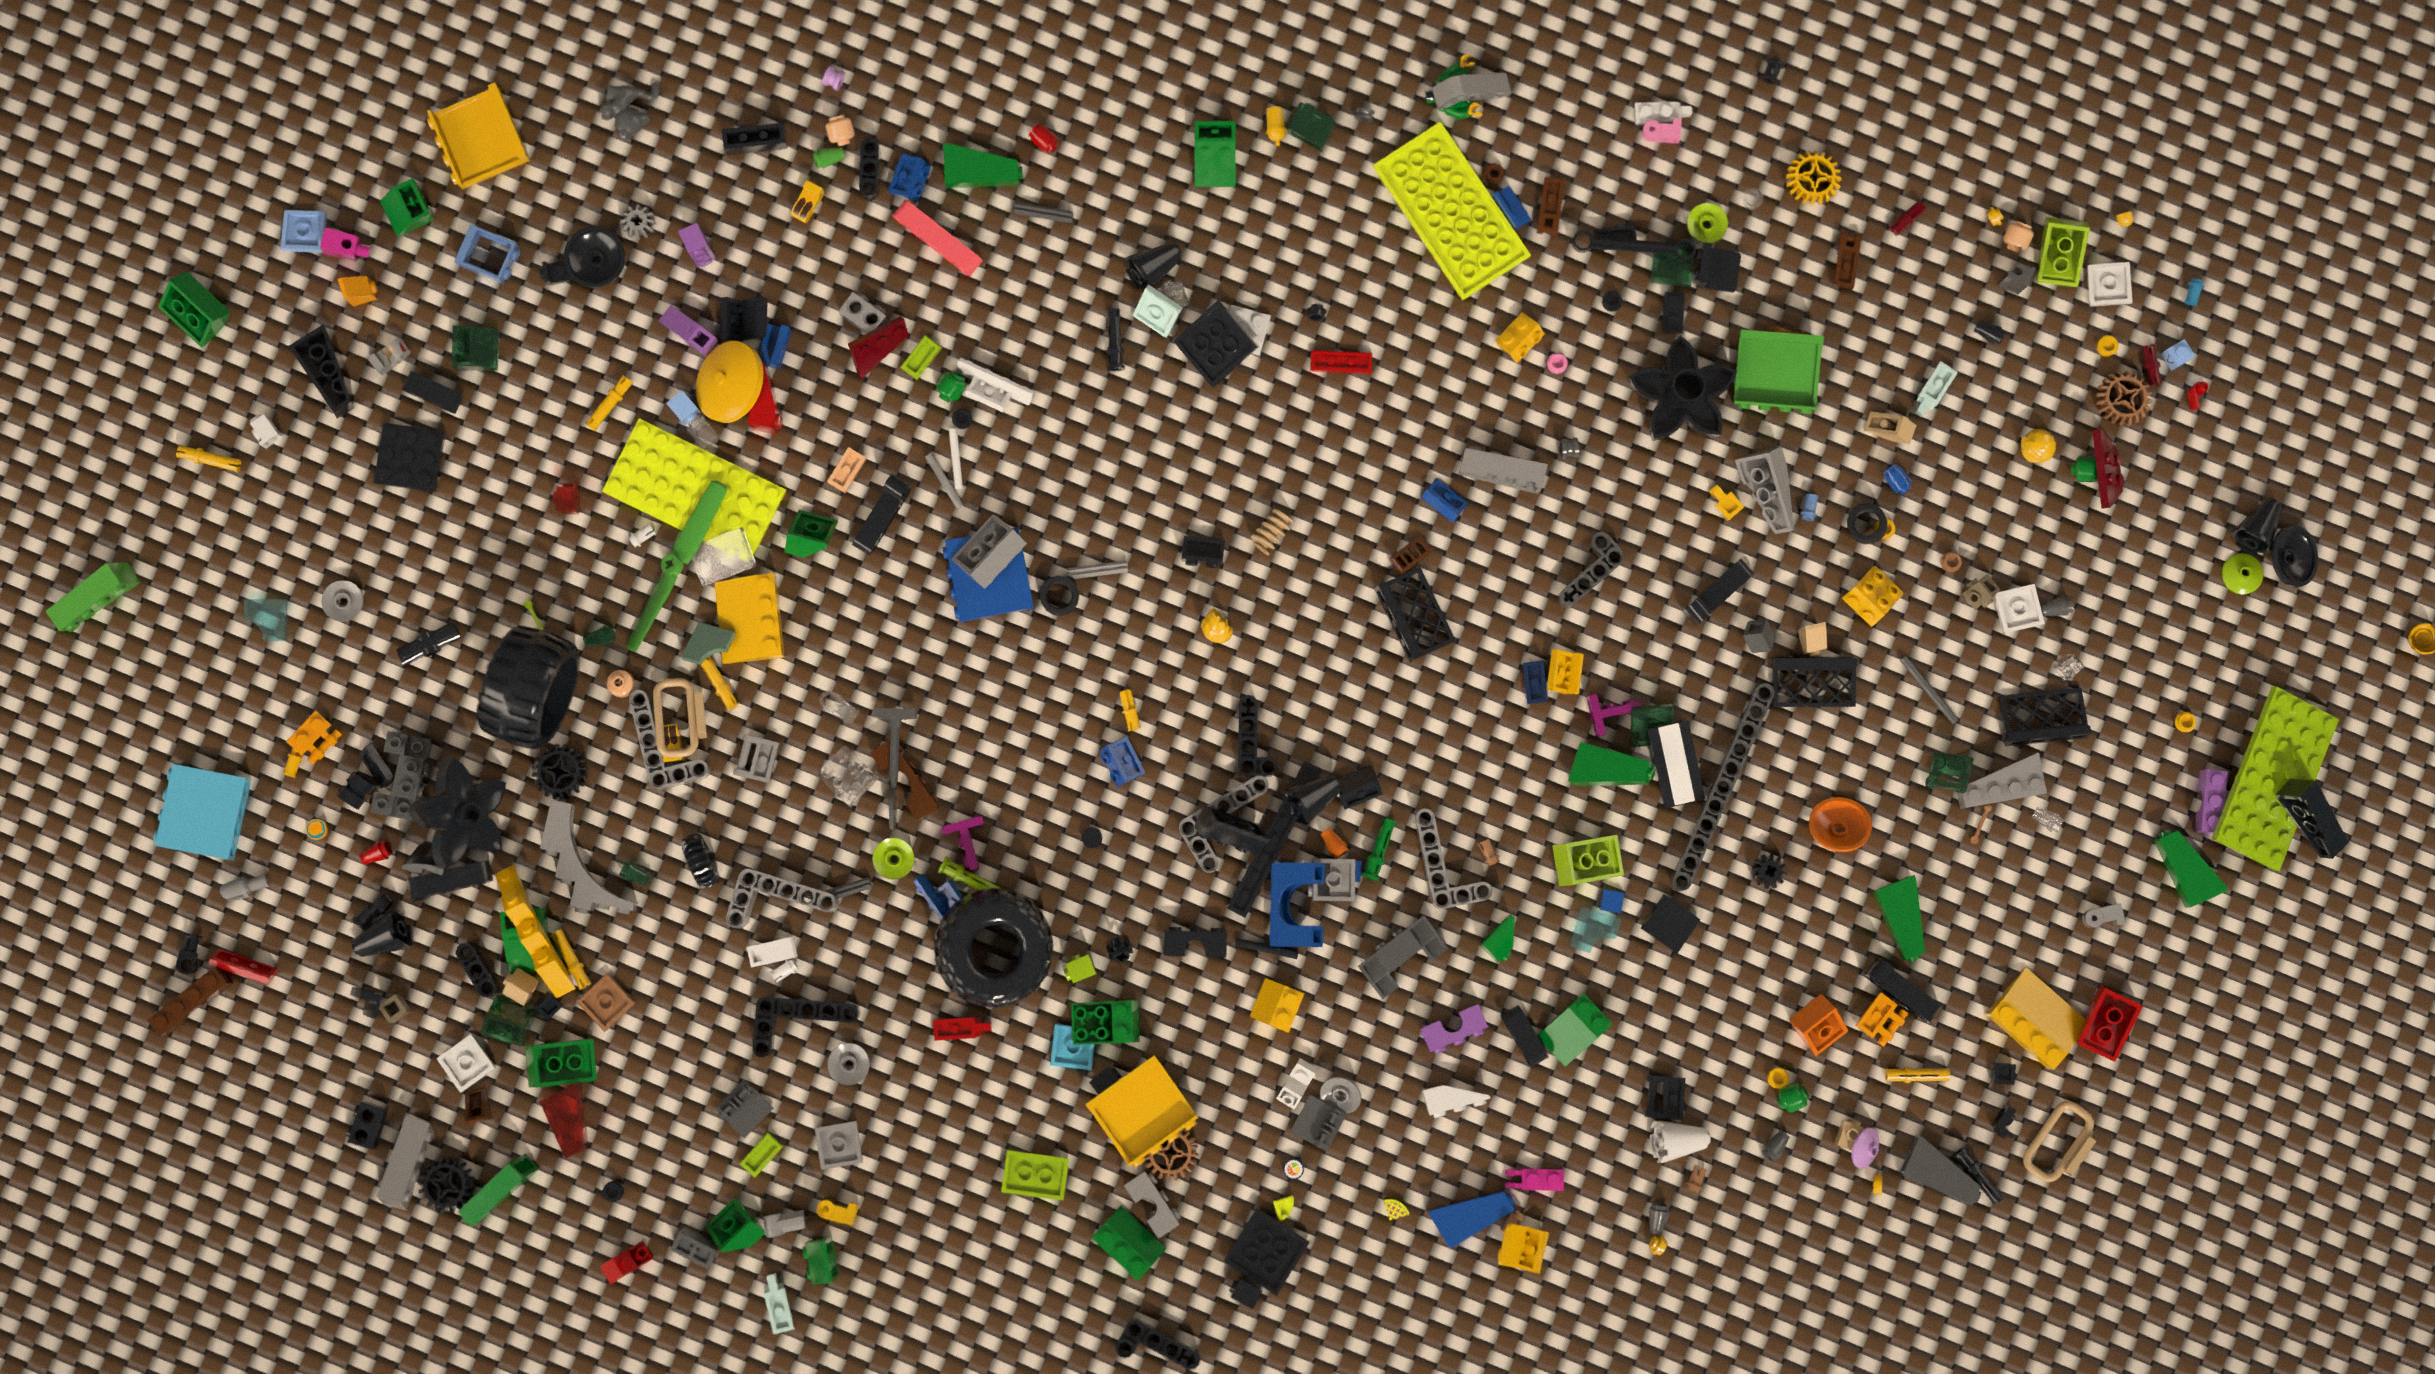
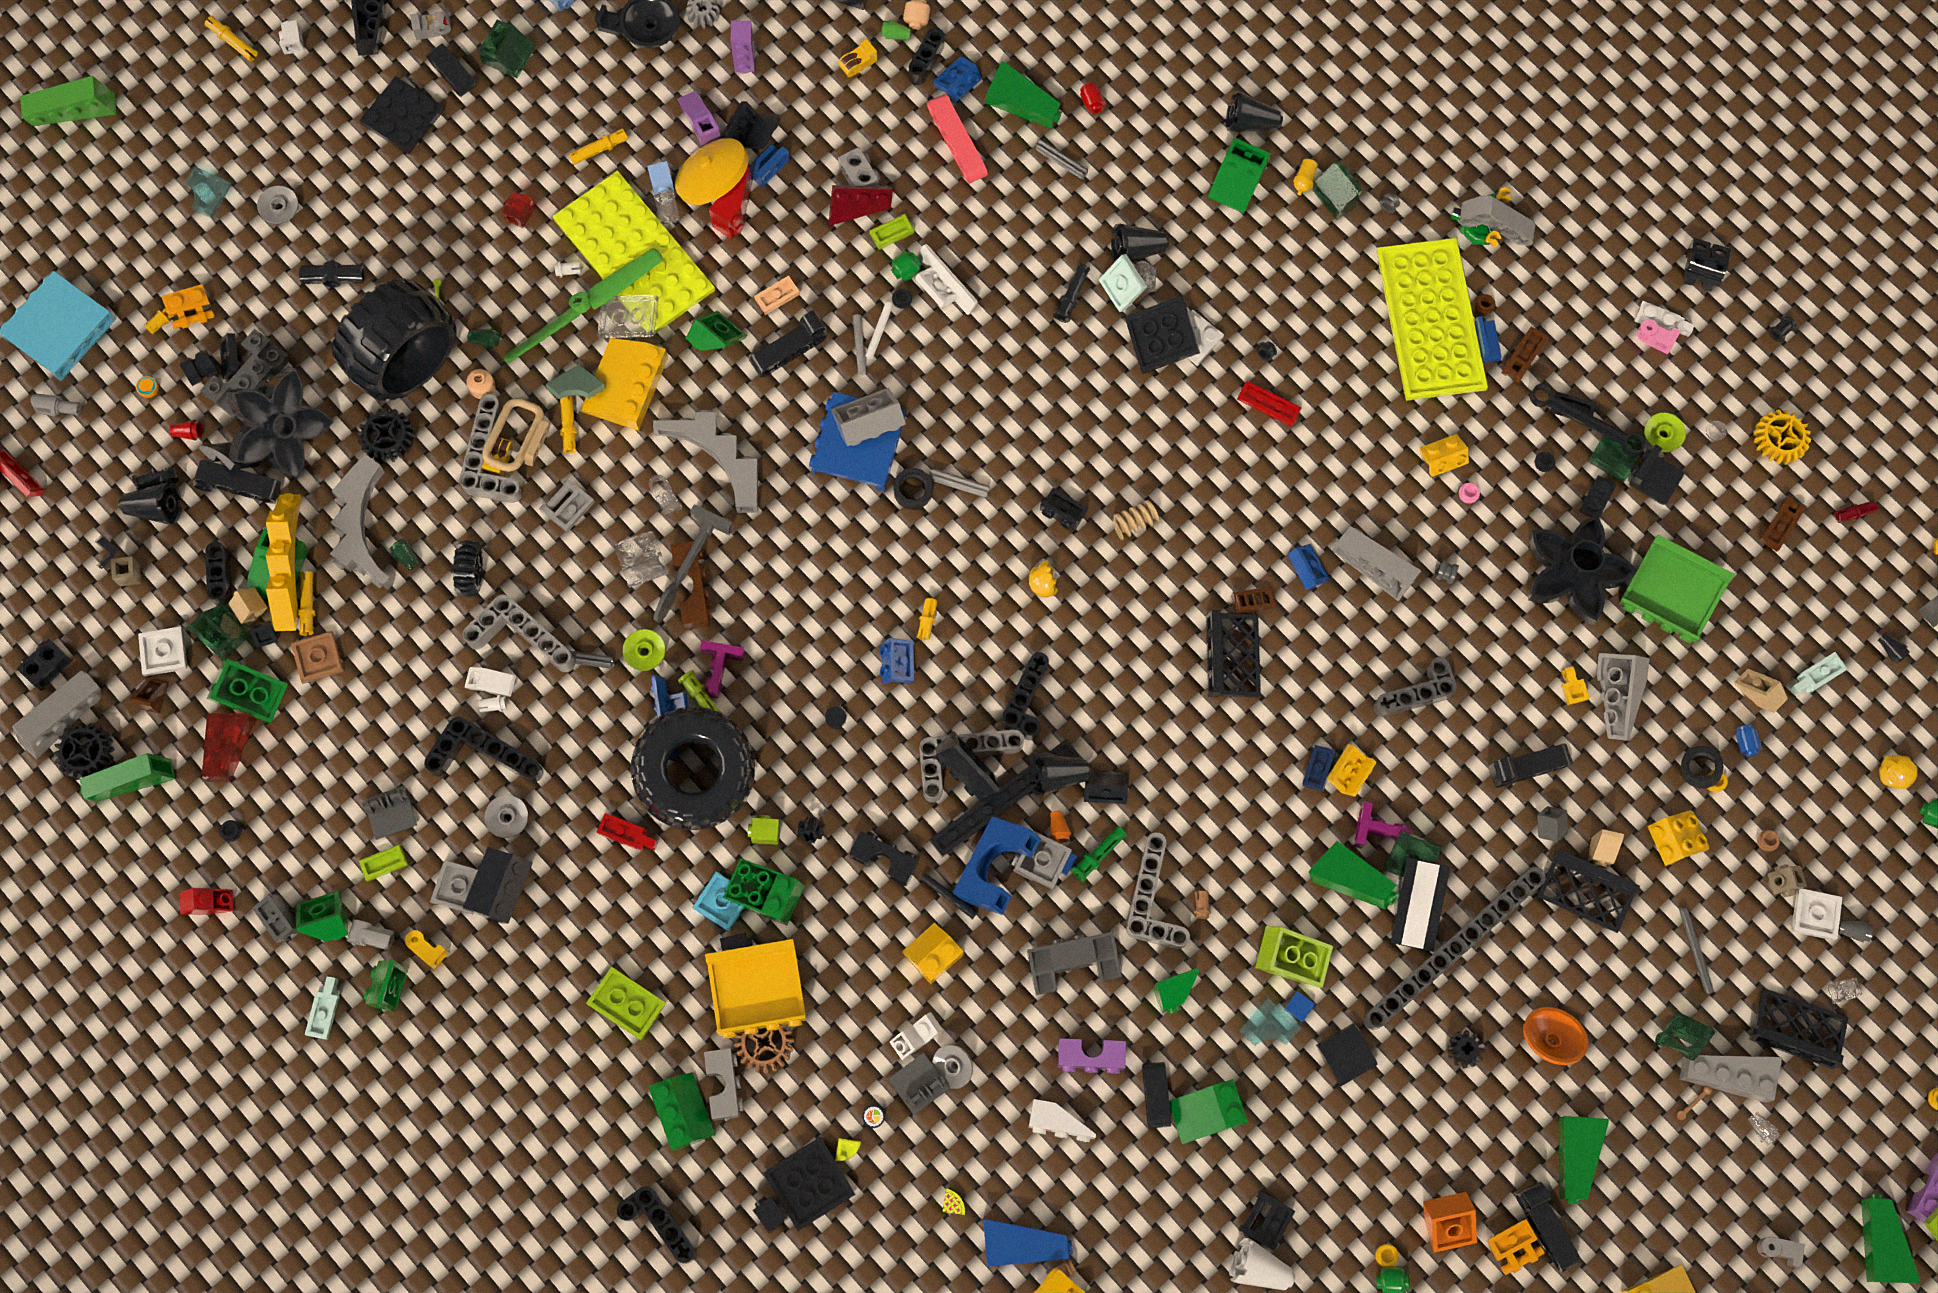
camera: 25 degrees right, 10 degrees down
(846, 634) = (723, 448): none -> light grey arch
(873, 1128) = (497, 885): none -> black slope
(1198, 88) = (1251, 115): none -> black cone
(1537, 1179) = (1105, 1241): dark pink hinge -> none
(1678, 42) = (1706, 264): none -> black hips
(1809, 507) = (1651, 729): medium blue pin -> none

